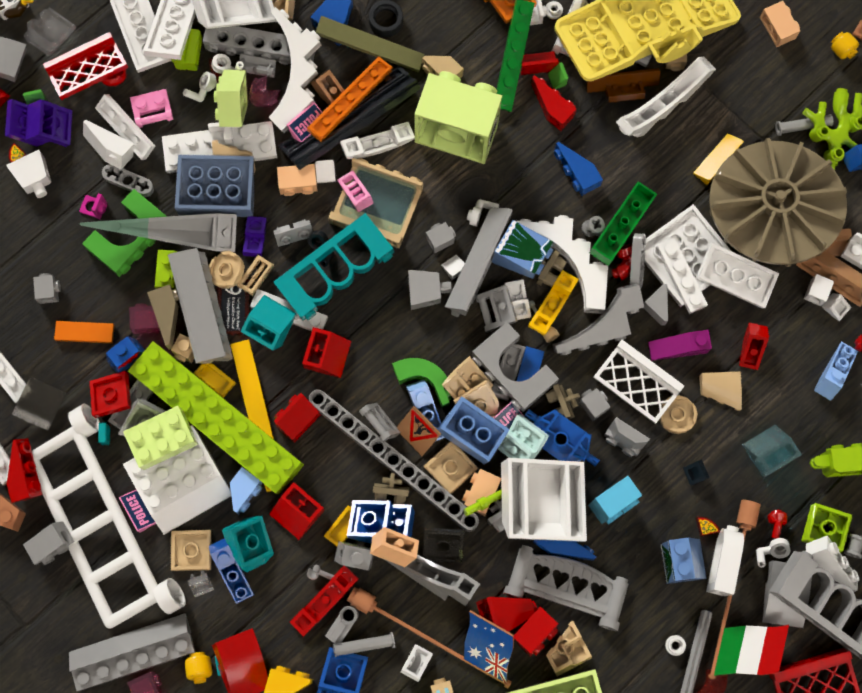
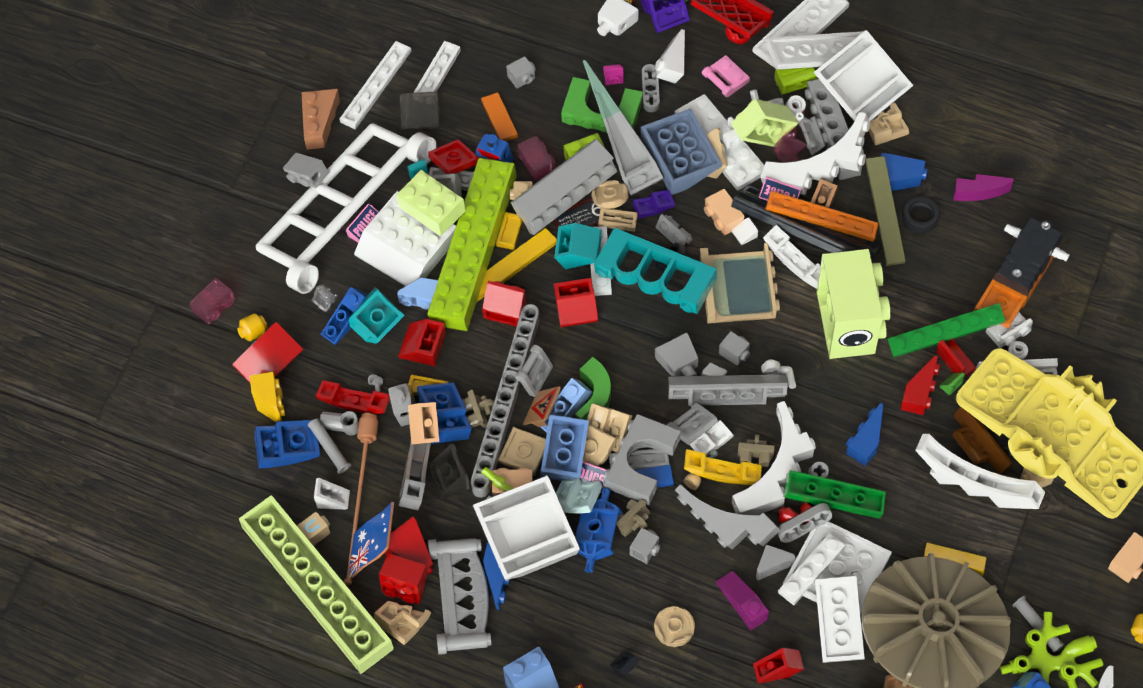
camera: 70 degrees right, 15 degrees down
(22, 473) = (354, 125): red slope -> none
(124, 126) = (696, 63): white plate -> none
(131, 652) = (242, 274): light grey slope -> none
(166, 311) = (542, 161): dark tan slope -> none
(191, 550) = (350, 275): tan tile -> none
(362, 200) = (734, 272): bright pink slope -> none
(437, 64) = (899, 283): tan slope -> none
(522, 250) = (756, 415): slope -> none
(616, 499) = (556, 592): medium azure brick -> none
(625, 437) = (625, 581): light grey slope -> none
(650, 369) = (702, 583): white fence -> none
(723, 387) = (721, 655): tan slope -> none

